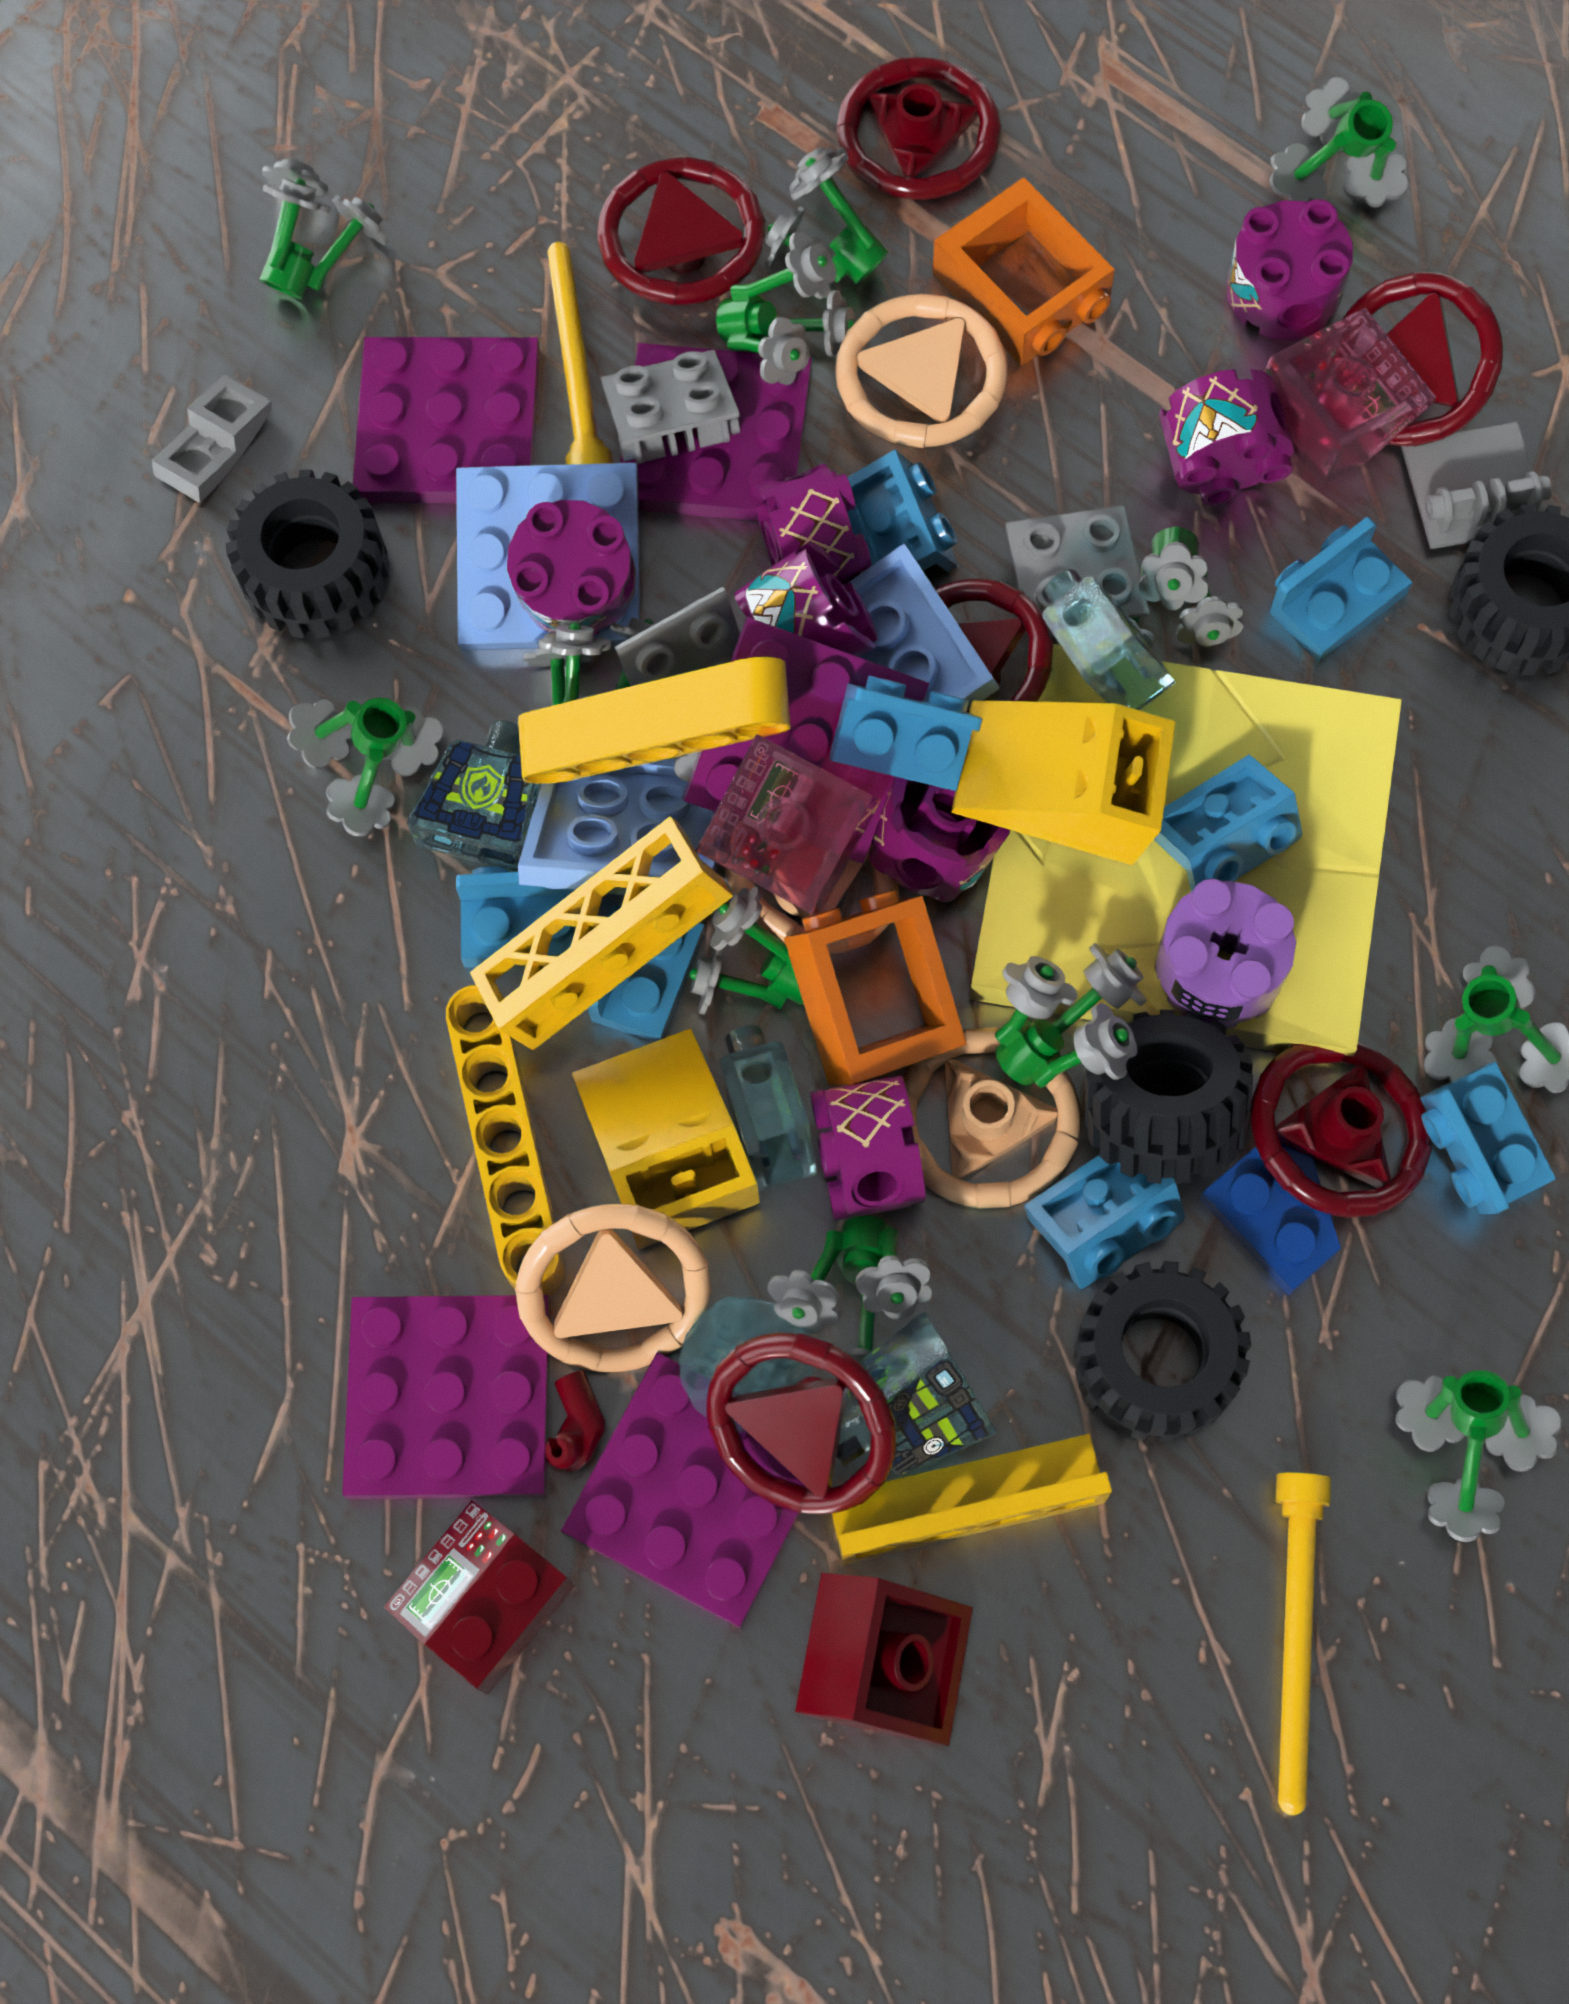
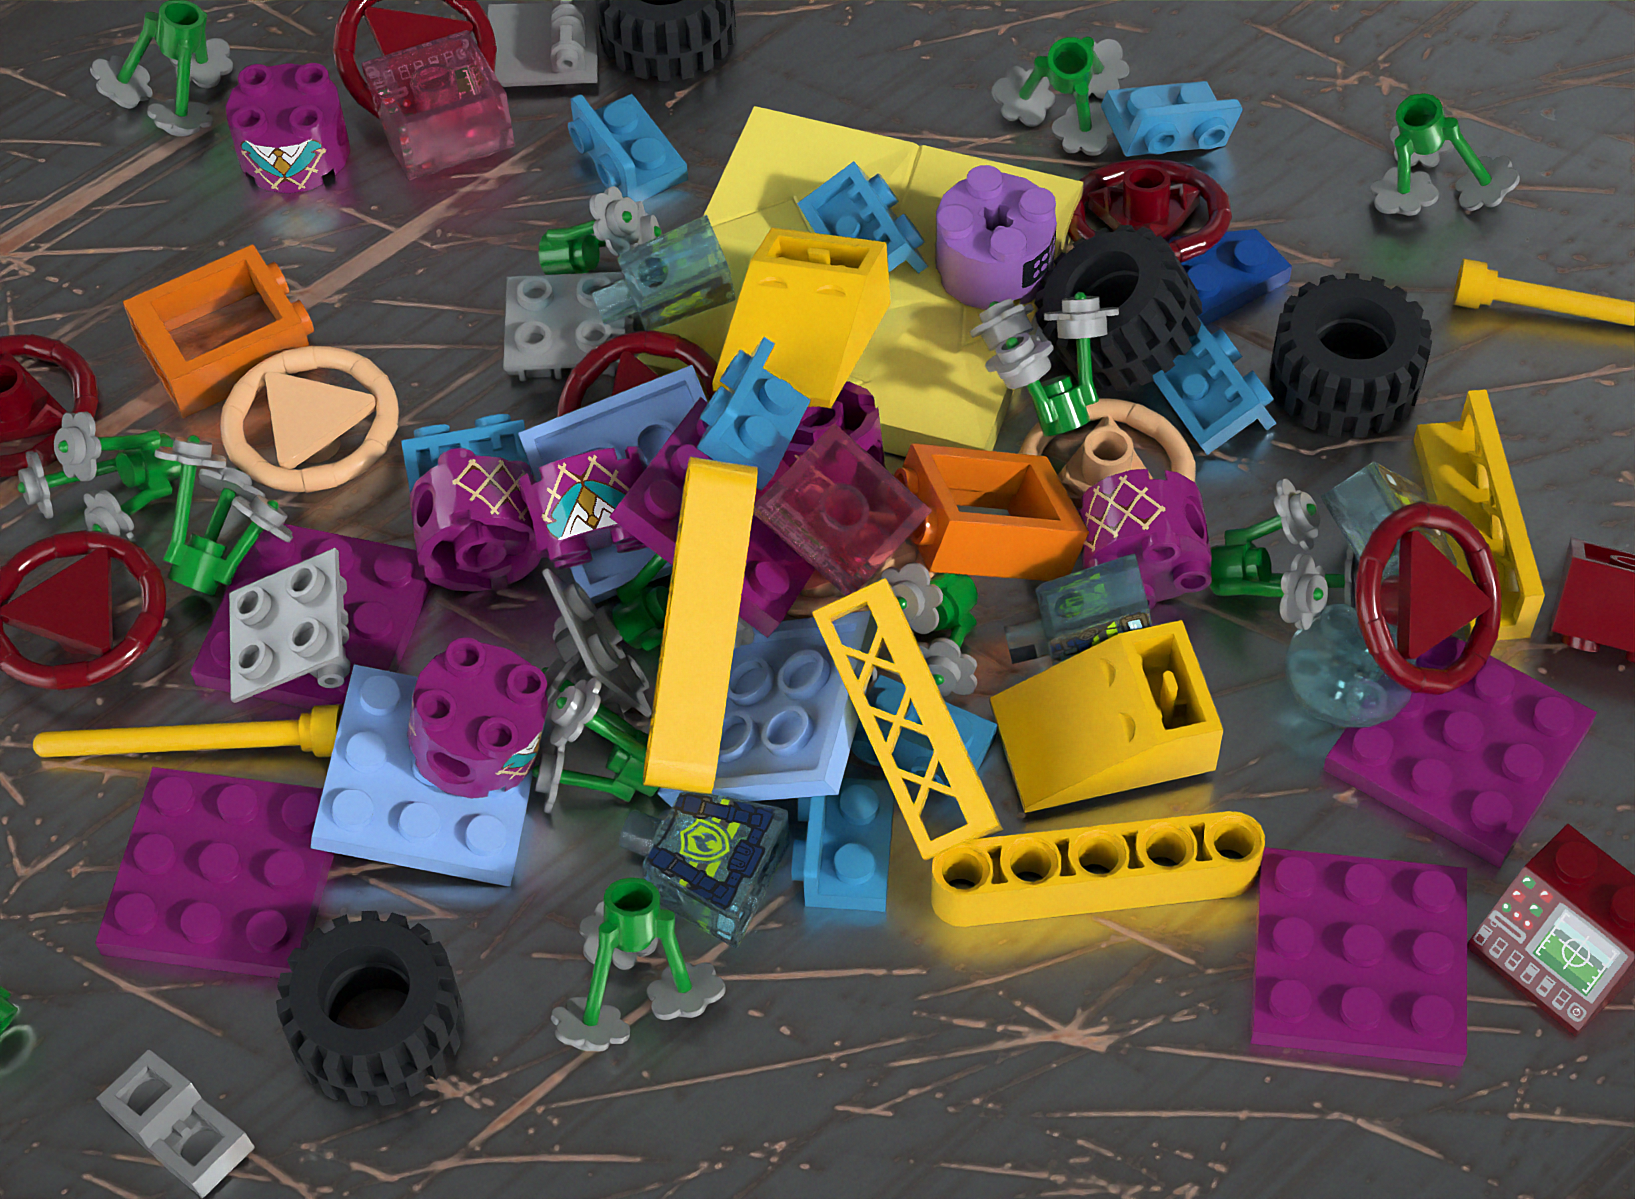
camera: 85 degrees left, 15 degrees down
(582, 1426) = (1394, 832): dark red arm -> none
(612, 1289) = (1273, 763): light nougat piece -> none
(1226, 435) = (458, 184): magenta brick -> none

